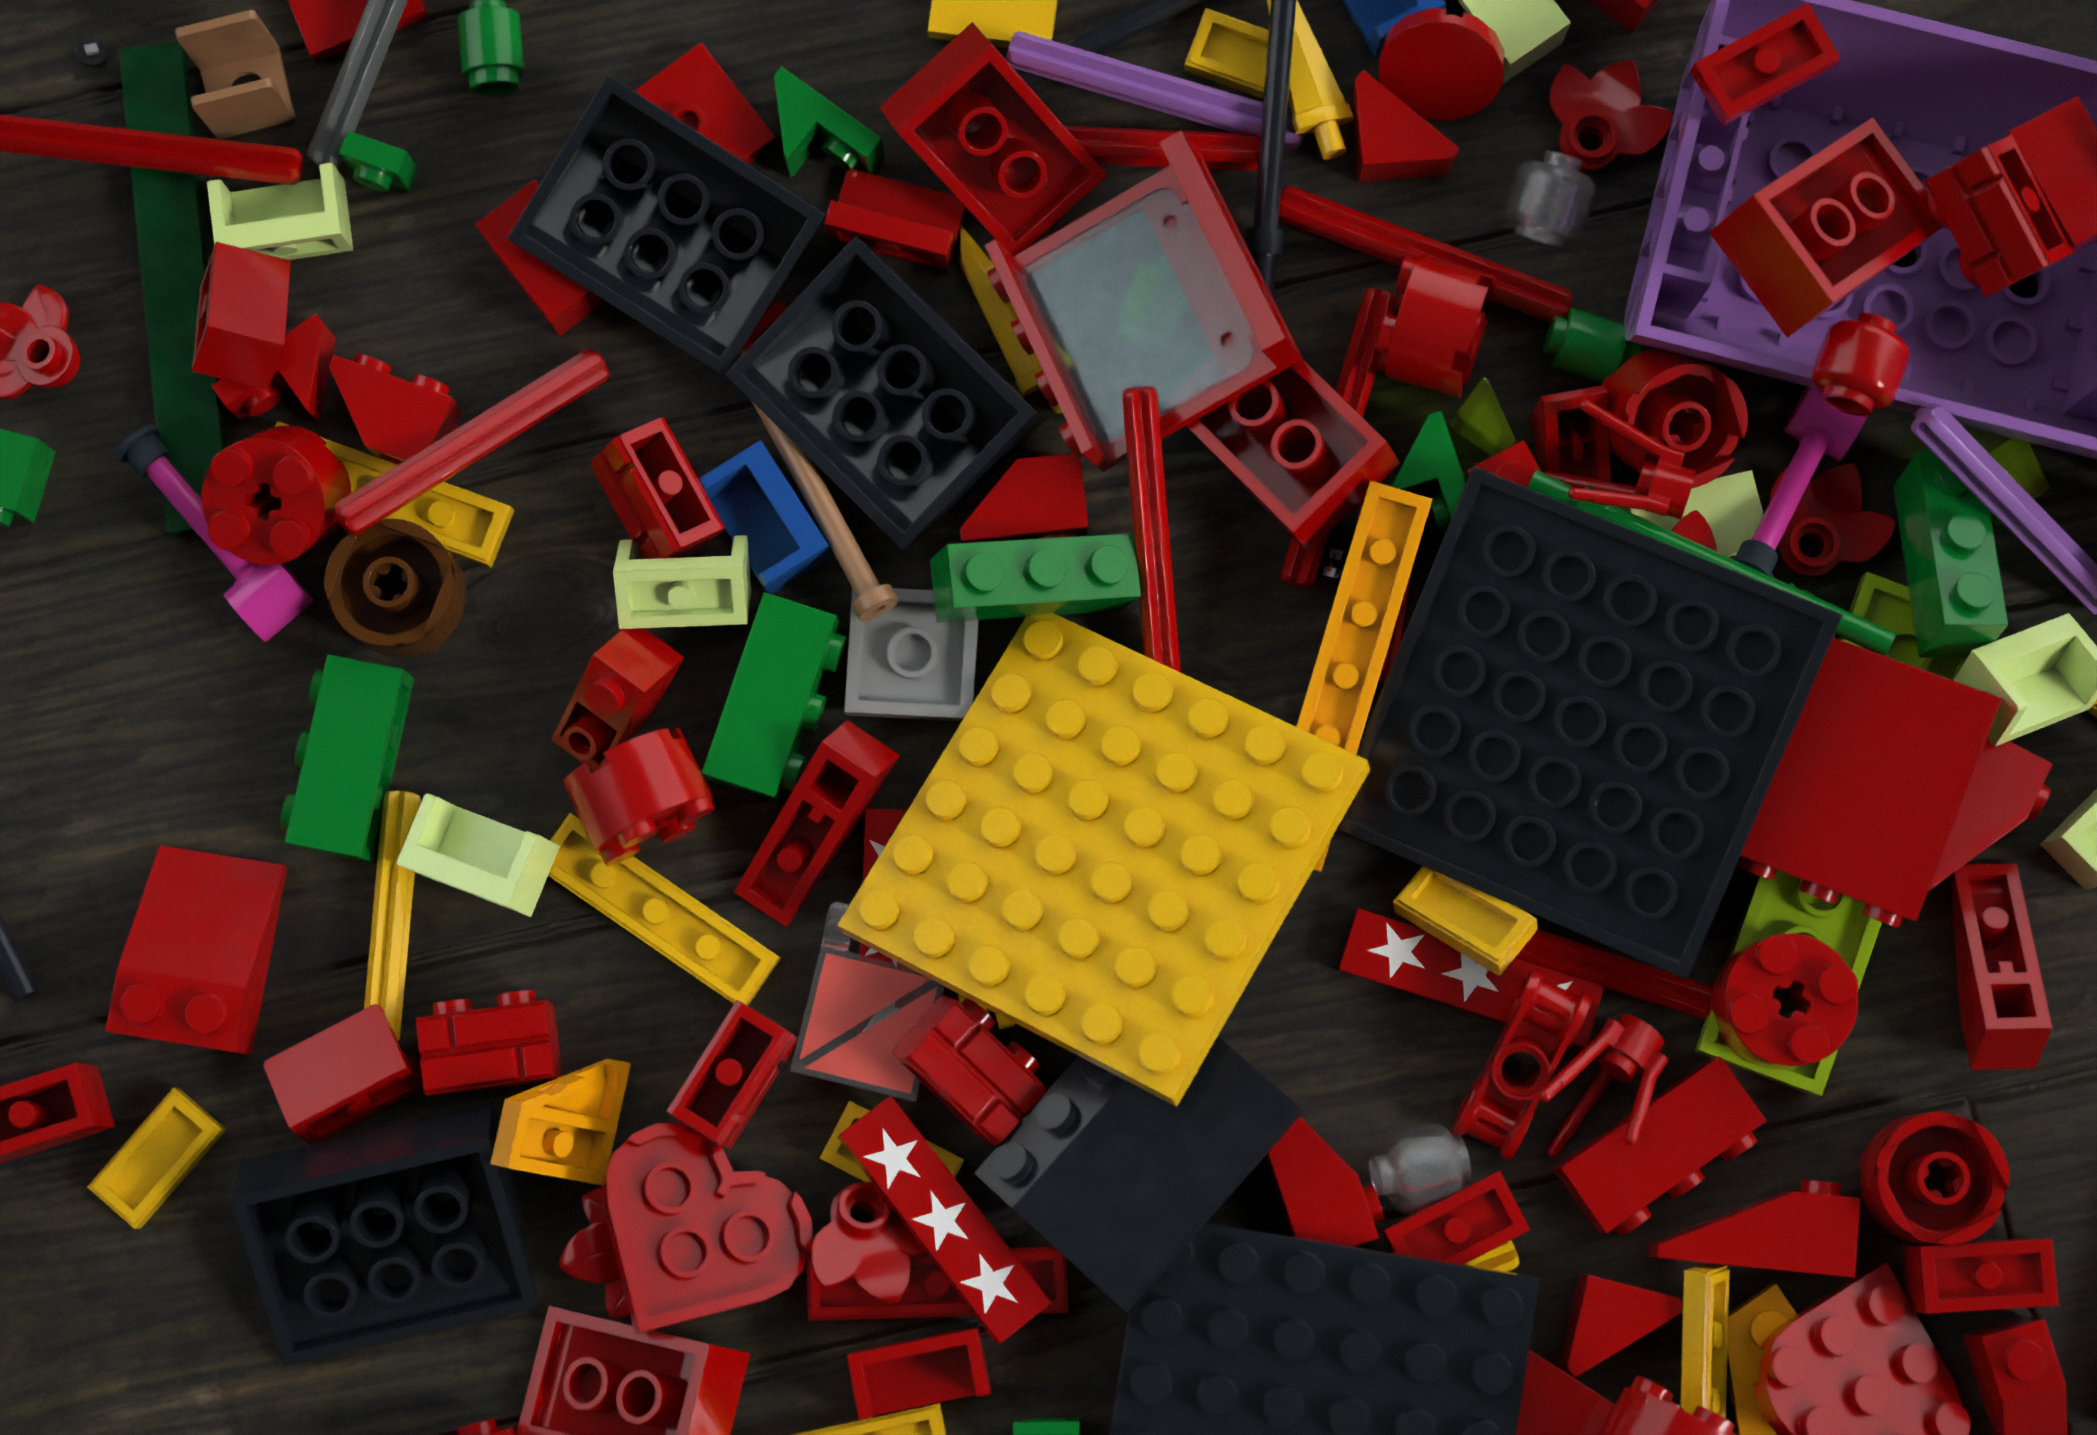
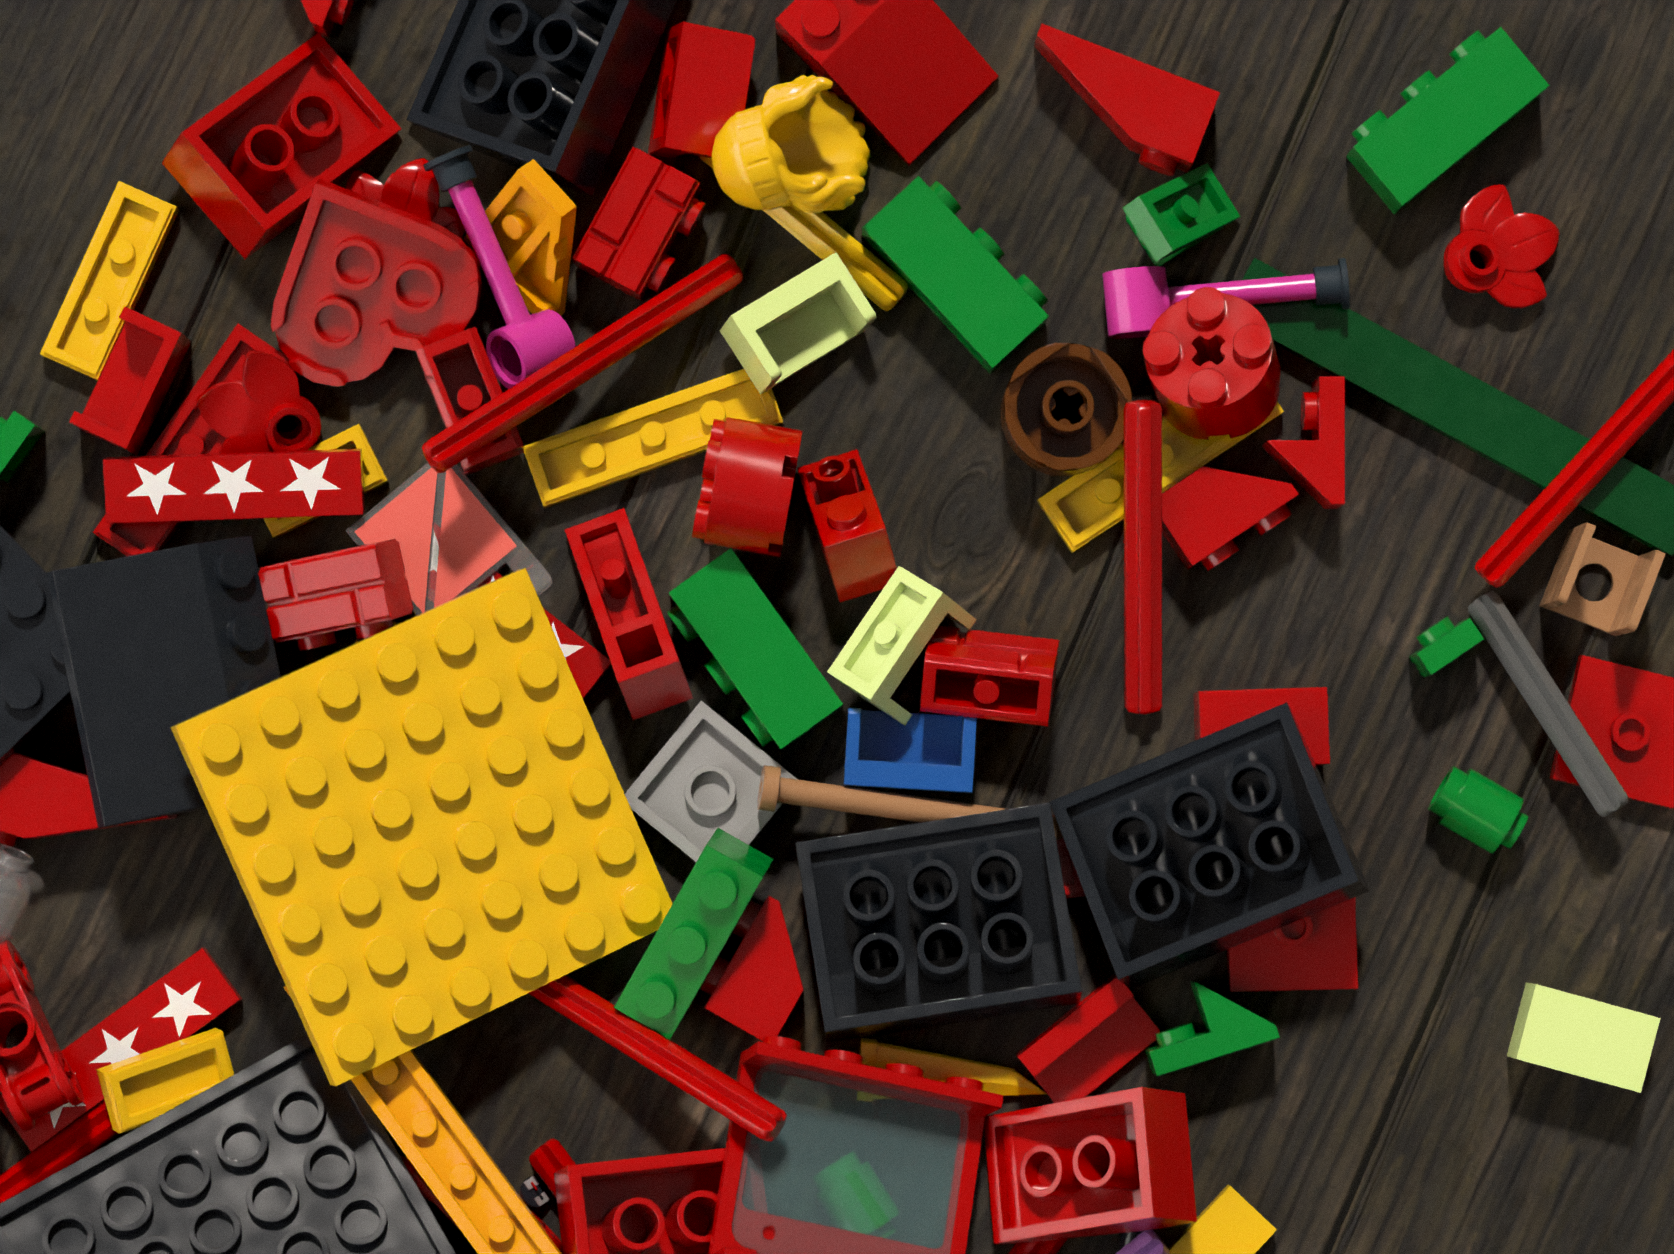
camera: 115 degrees right, 5 degrees up
(102, 716) = (1141, 104): none -> red slope
(175, 616) = (1180, 214): none -> green slope
(241, 316) = (1384, 441): red panel -> none
(284, 218) = (1456, 532): yellowish green panel -> none
(335, 959) = (793, 150): none -> yellow hair
(636, 1002) = (581, 363): none -> red axle
(652, 1062) = (527, 339): none -> dark pink piece

